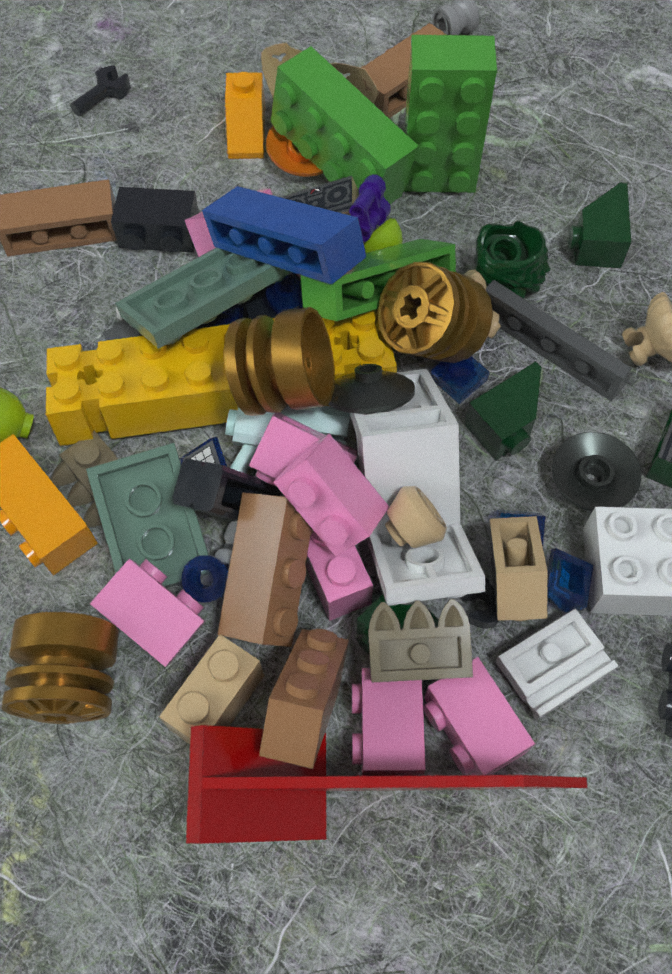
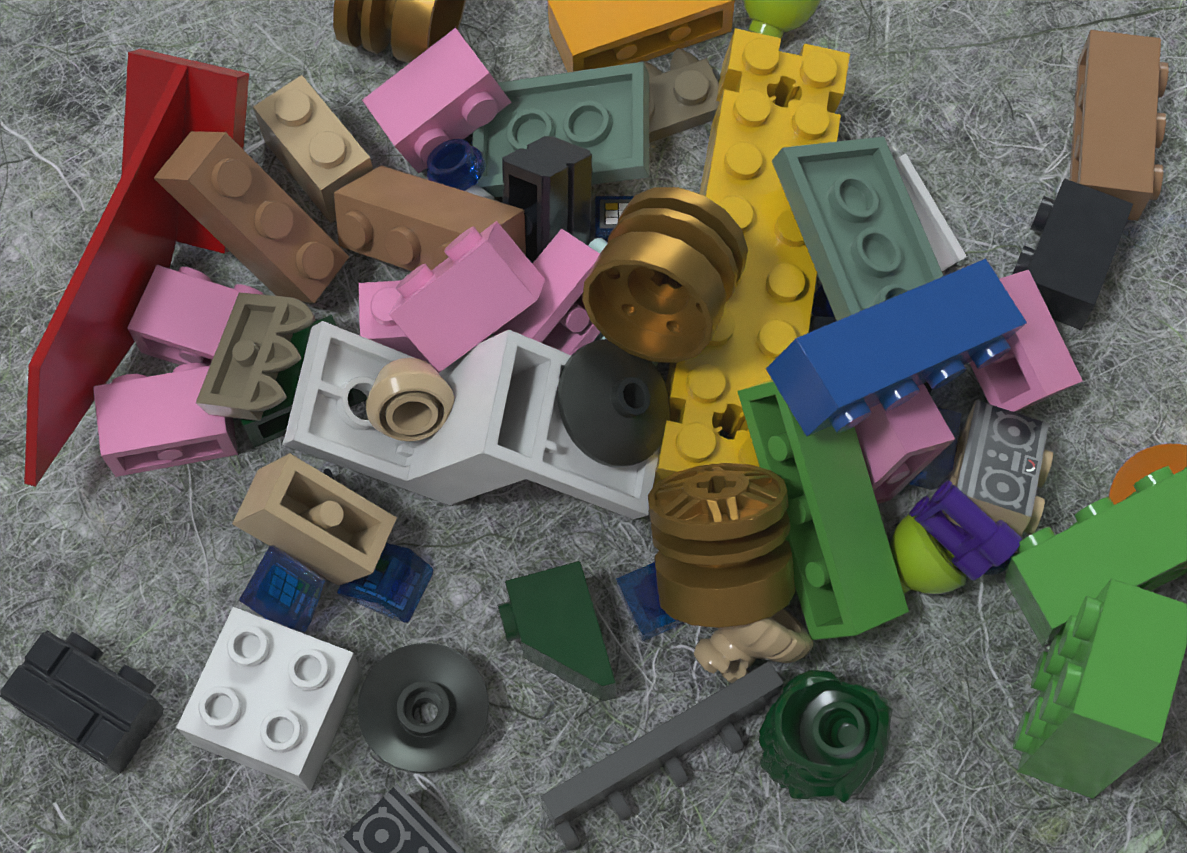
camera: 110 degrees right, 5 degrees up
(556, 664) = (191, 542): white plate -> none

